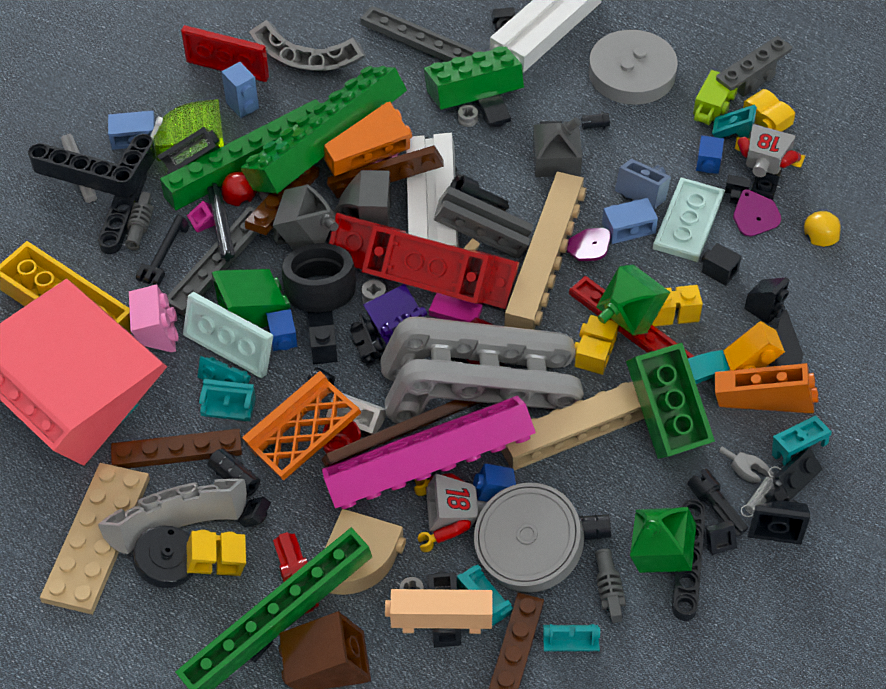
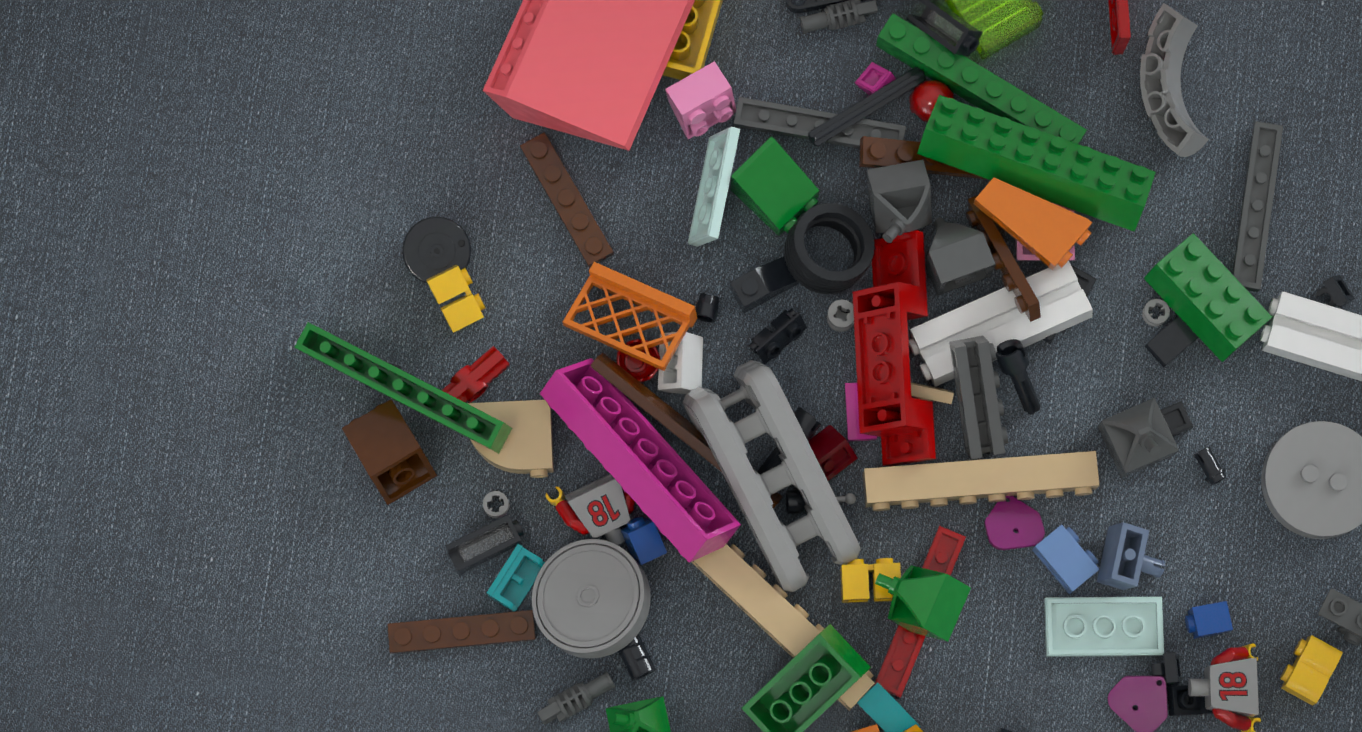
camera: 70 degrees right, 25 degrees up
(85, 555) = (436, 171): tan plate -> none
(152, 270) = (779, 63): black hinge -> none
(175, 508) = (491, 229): light grey brick -> none
(215, 370) = (671, 215): teal hinge -> none
(227, 400) = (641, 223): teal hinge -> none
(230, 468) = (557, 271): black axle -> none
(240, 89) = (1067, 37): medium blue brick -> none
(254, 512) = (519, 312): black plate -> none
(283, 330) = (751, 239): blue brick -> none
(391, 309) = (821, 350): dark purple hinge -> none
(440, 609) = (465, 543): light nougat brick -> none
(571, 637) = (504, 680): teal hinge -> none
(689, 304) = (965, 660): yellow piece -> none
(712, 100) = (1300, 594): lime brick -> none
(721, 264) = (1044, 683): black brick -> none
(735, 122) = (1270, 633): teal slope -> none

